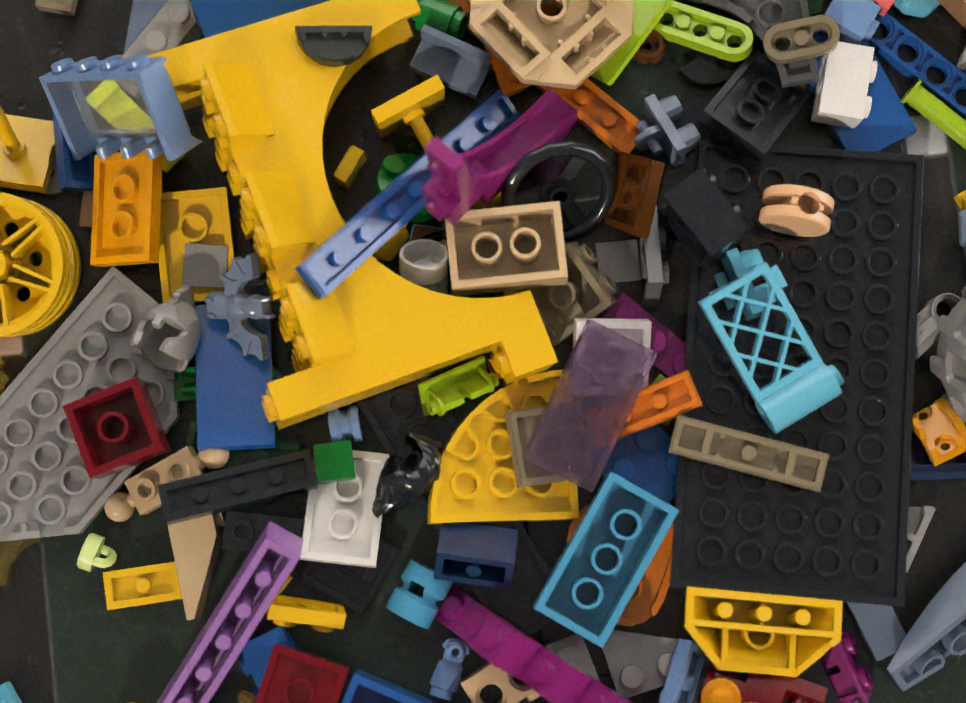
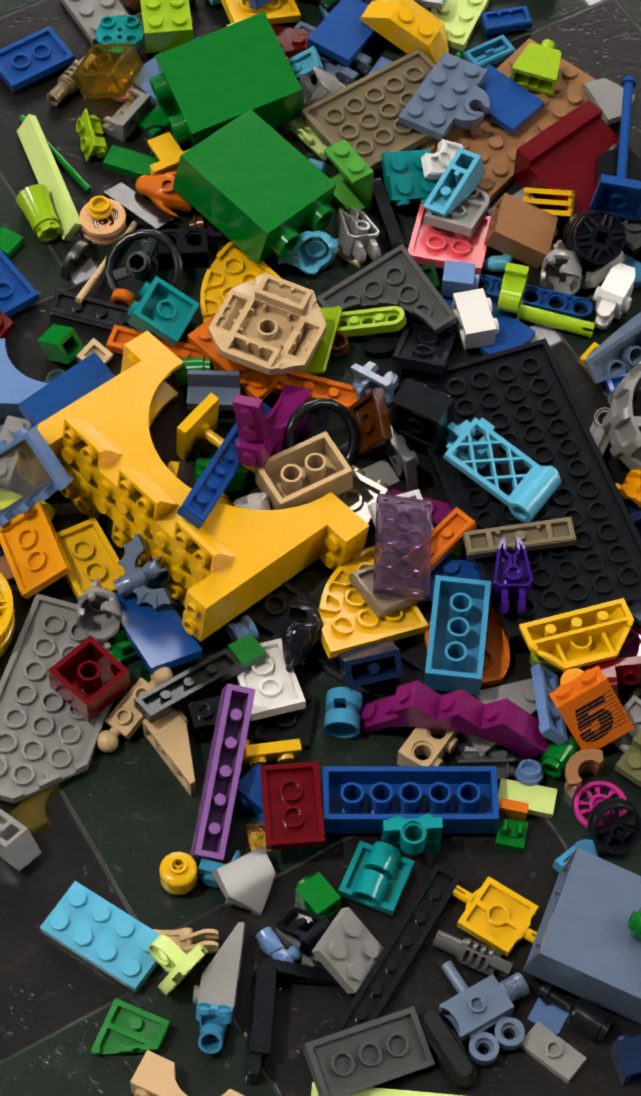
camera: 25 degrees left, 25 degrees down
(91, 551) = (102, 775): yellowish green tile -> none
(141, 585) = (147, 783): yellow plate -> none
(204, 265) = (101, 567): light grey sticker -> none
(333, 44) = (137, 393): pearl dark grey tile -> none
(448, 671) = (385, 751): medium blue arm -> none
(455, 385) = (308, 576): lime hinge -> none
(710, 512) = (512, 576): none -> dark purple hinge
(796, 210) = (479, 389): light nougat head -> none
(800, 36) = (433, 296): dark tan plate -> none
(915, 58) = (513, 287): none -> lime leg

